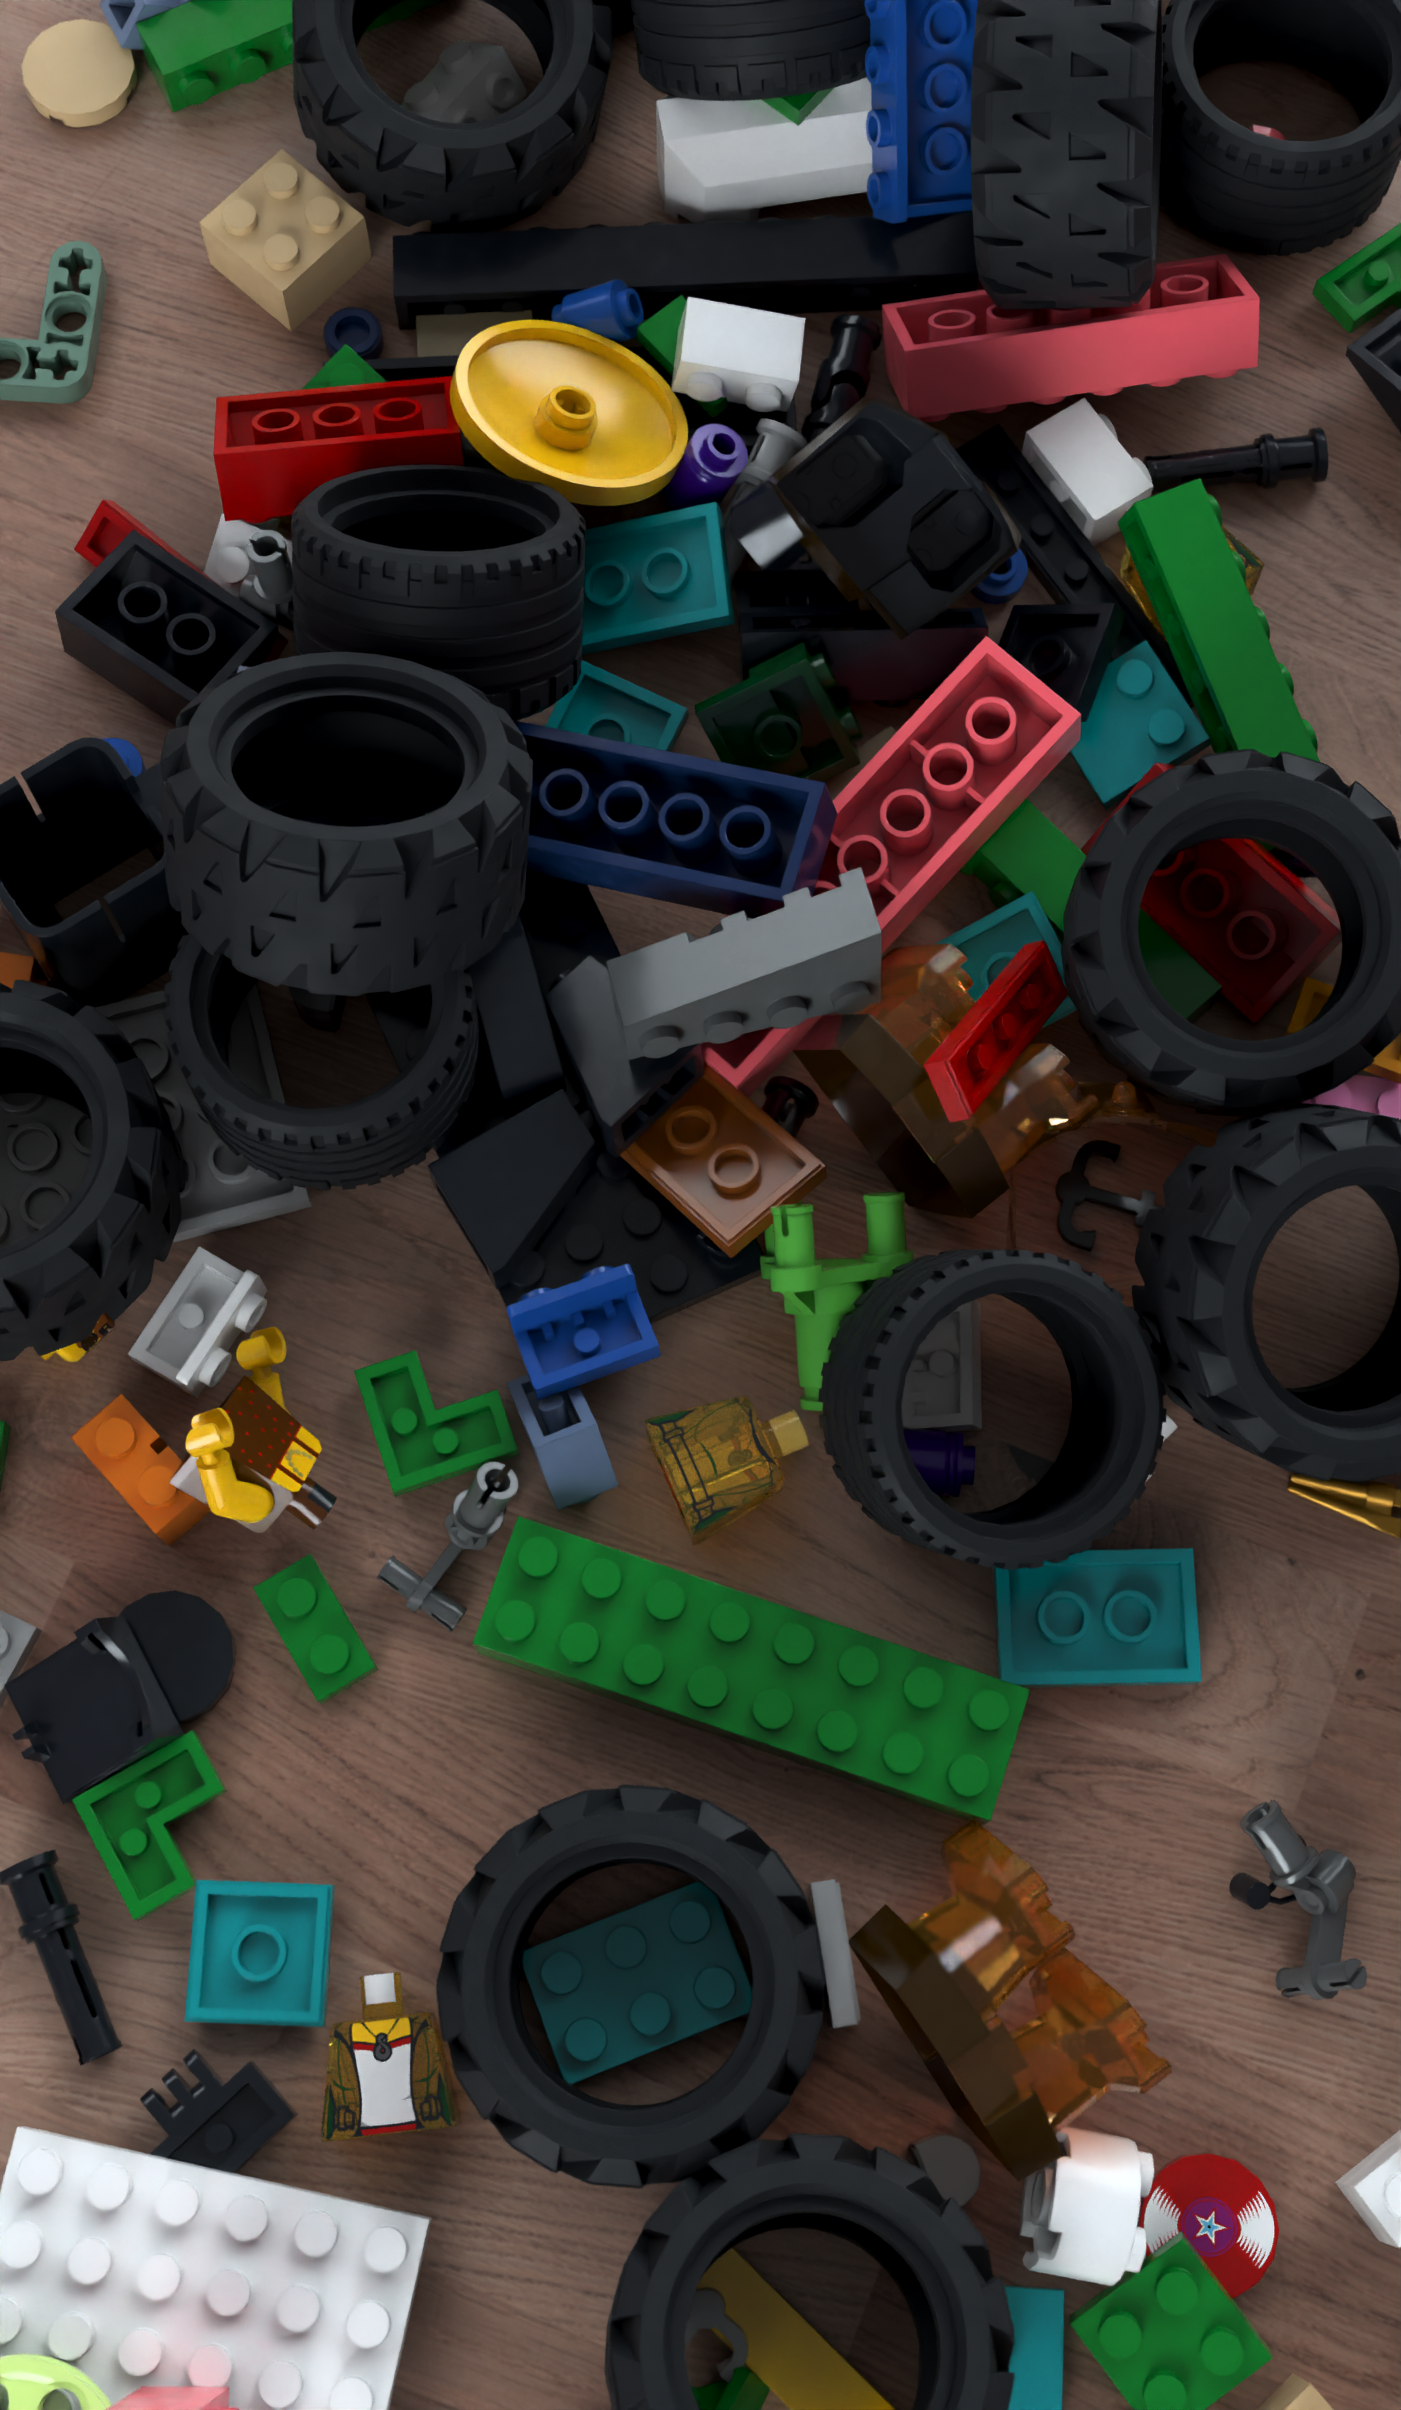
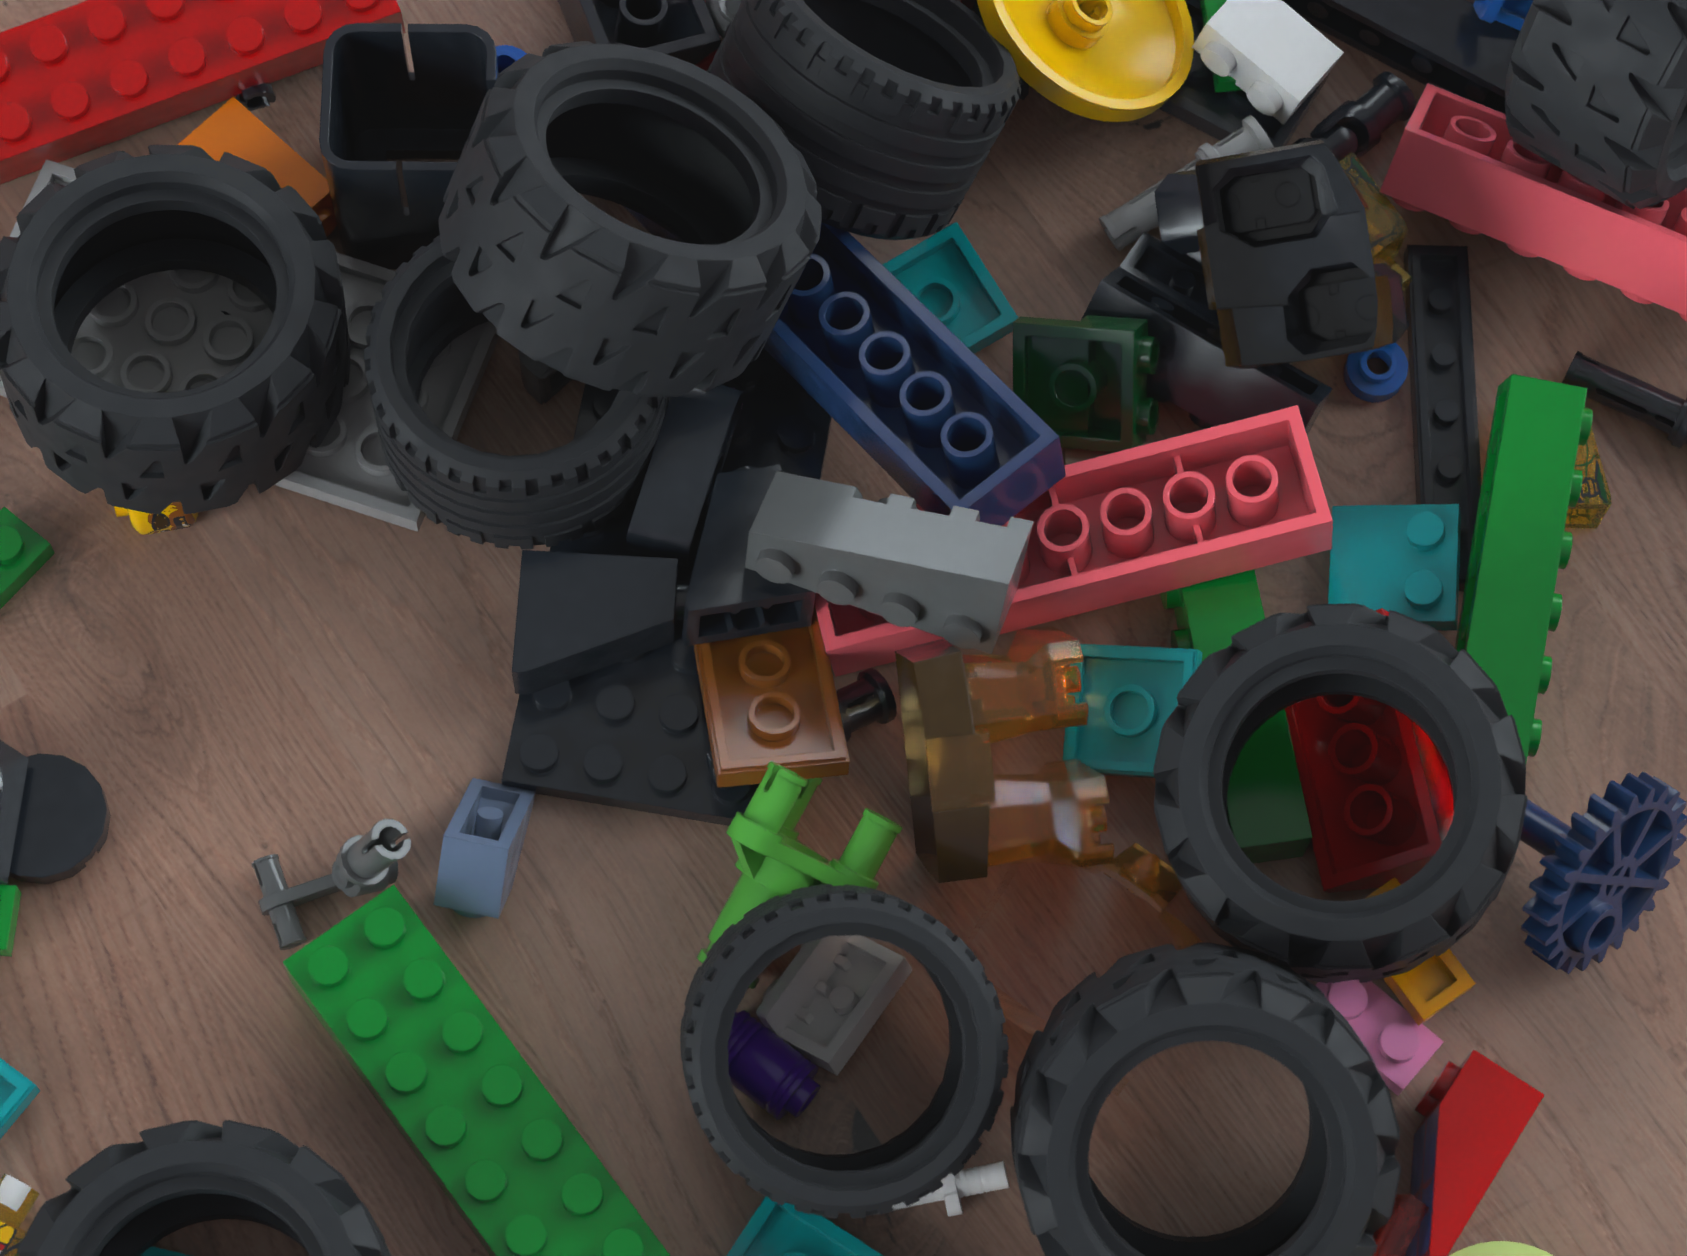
camera: 30 degrees right, 5 degrees down
(124, 1452) = (127, 673): orange piece -> none
(200, 1322) = (259, 565): white bracket -> none
(250, 1452) = (223, 689): torso -> none
(315, 1628) = (174, 873): green plate -> none
(427, 1443) = (368, 779): green plate -> none
(582, 1330) = (557, 769): blue bracket -> none
(655, 578) = (1060, 190): teal plate -> none
(707, 468) = (1173, 131): dark purple head -> none
(721, 1460) = (599, 956): clear yellow torso -> none
(995, 1031) = (1065, 738): red tile -> none
(1065, 646) = (1373, 469): black plate -> none
(1074, 1189) = (1068, 932): black piece -> none
(1087, 468) = (1515, 326): white brick -> none

